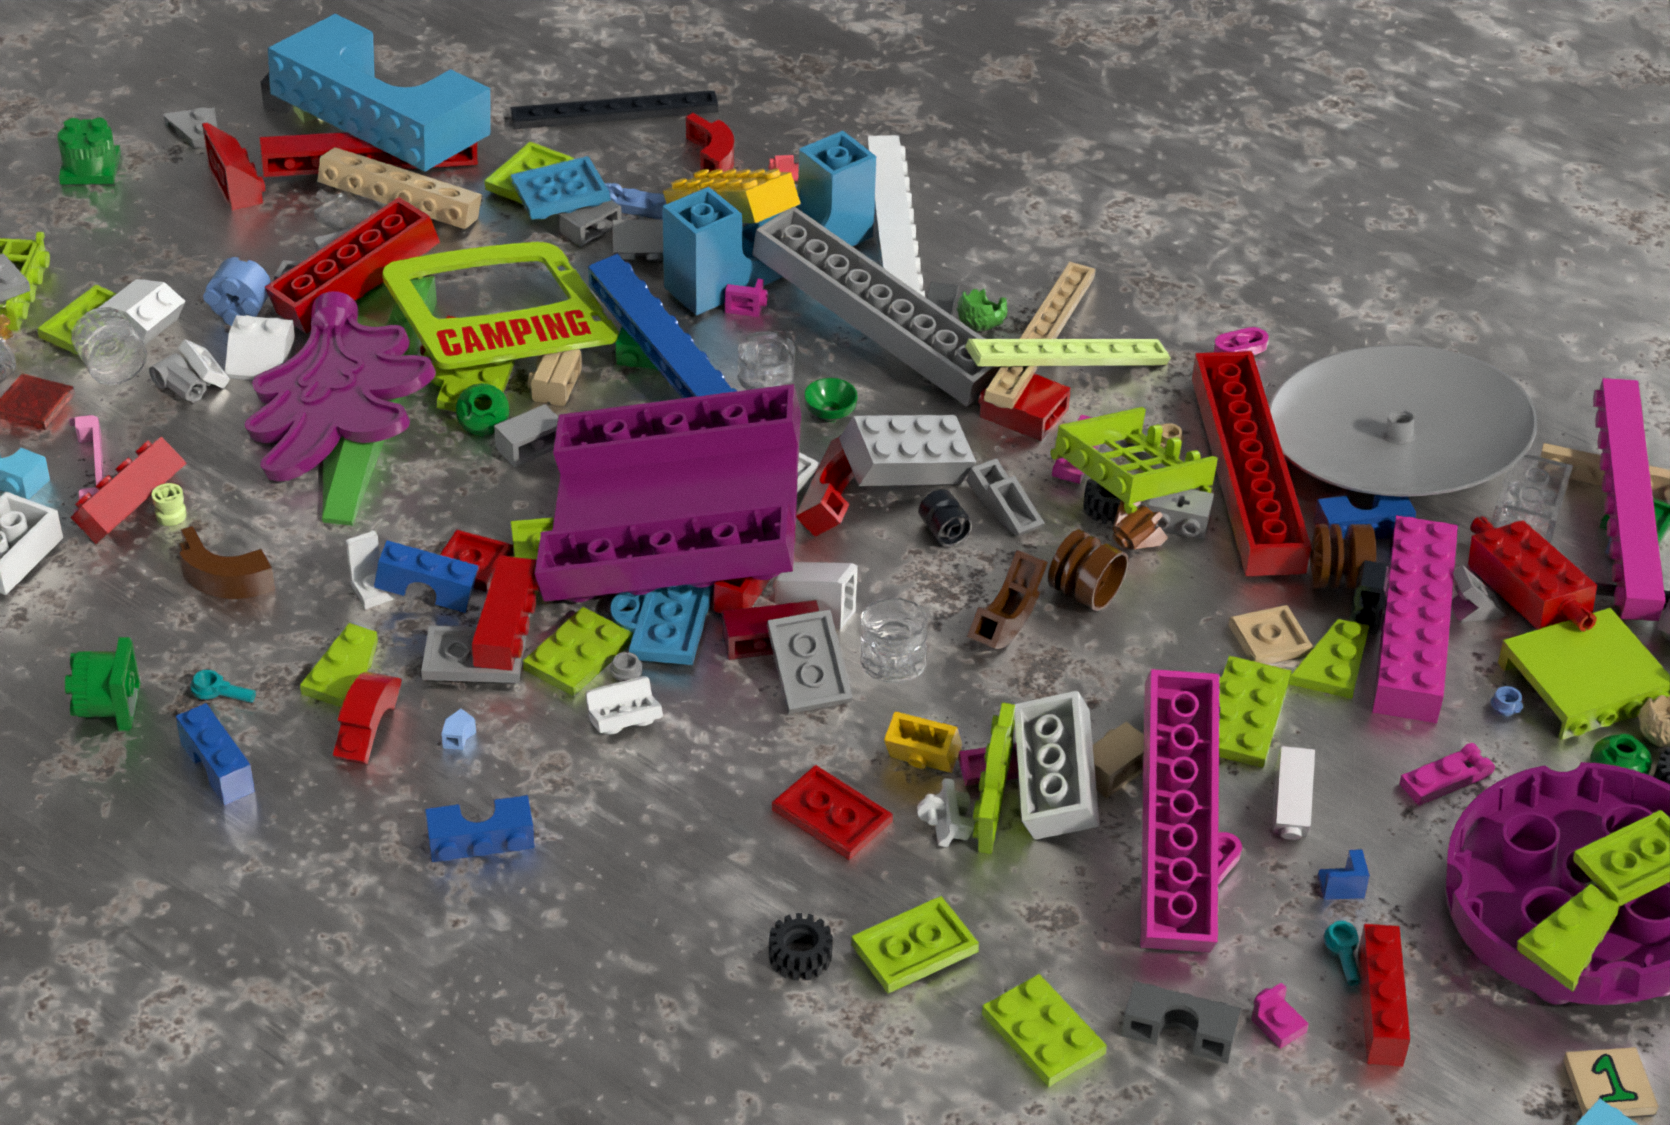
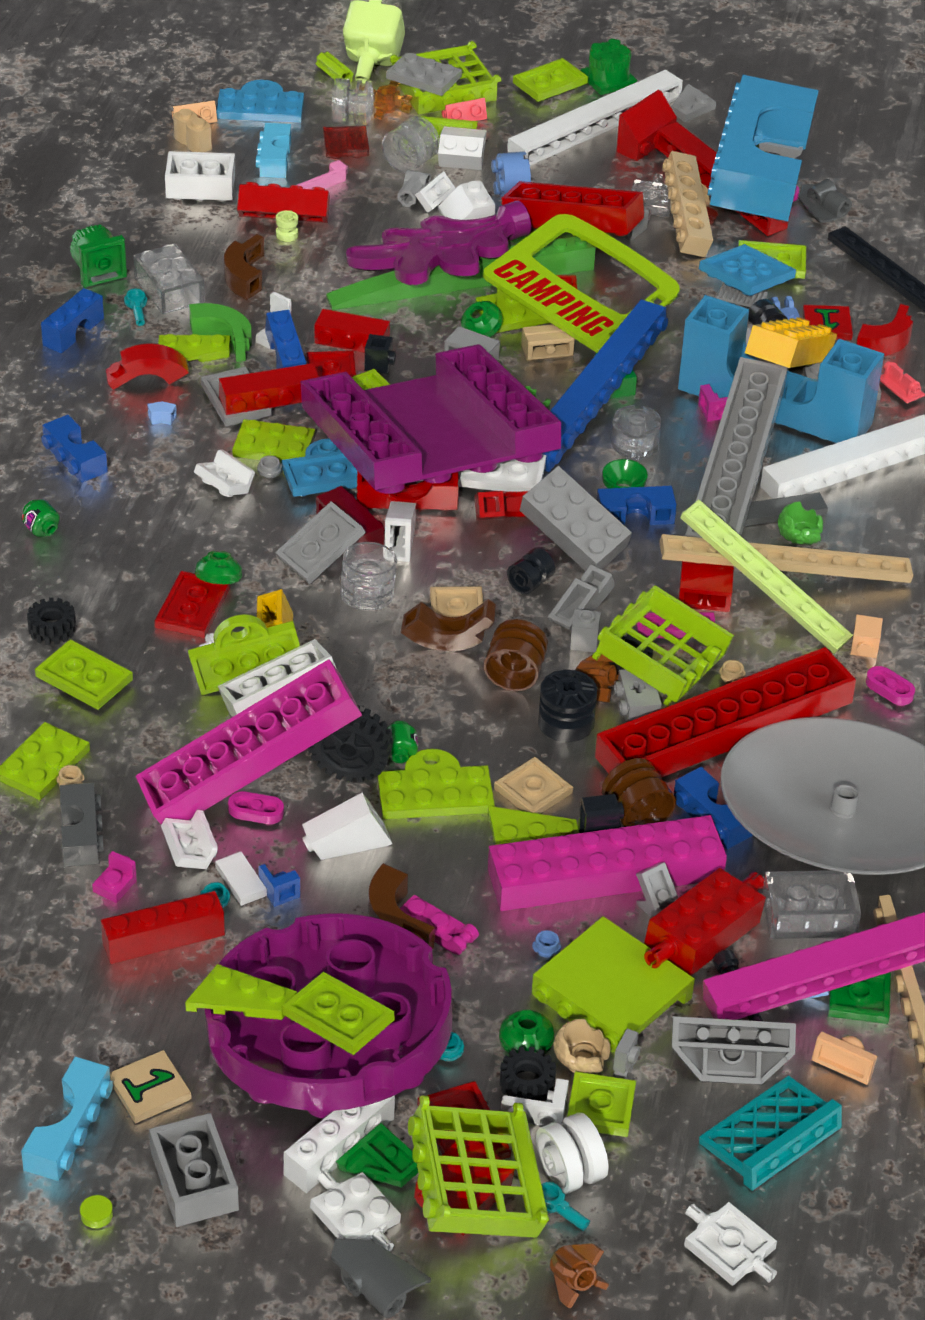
camera: 65 degrees right, 0 degrees up
(58, 205) = (550, 79): none -> lime plate
(60, 289) = (468, 110): none -> coral hinge
(167, 201) = (590, 119): none -> white brick
(196, 638) = (168, 278): none -> clear brick
(329, 615) = (222, 320): none -> bright green arch
(426, 514) = (347, 330): none -> red brick
(492, 506) = (379, 353): none -> black brick
(602, 899) = (40, 518): none -> green head
(631, 206) = (764, 311): none -> black wheel
(656, 175) = (832, 316): none -> red tile
(794, 766) = (218, 568): none -> green piece
(883, 394) = (654, 502): none -> blue arch
(957, 595) = (455, 600): none -> tan tile
(1062, 511) = (585, 630): none -> light grey brick
(1092, 1003) = (70, 775): none -> tan plate
(1168, 328) = (866, 636): none -> light nougat brick
(1179, 561) = (567, 705): none -> black wheel
(1252, 928) = (190, 841): none -> white bracket
(1316, 908) = (241, 878): none -> white tile
(1418, 804) = (386, 893): none -> reddish brown arch

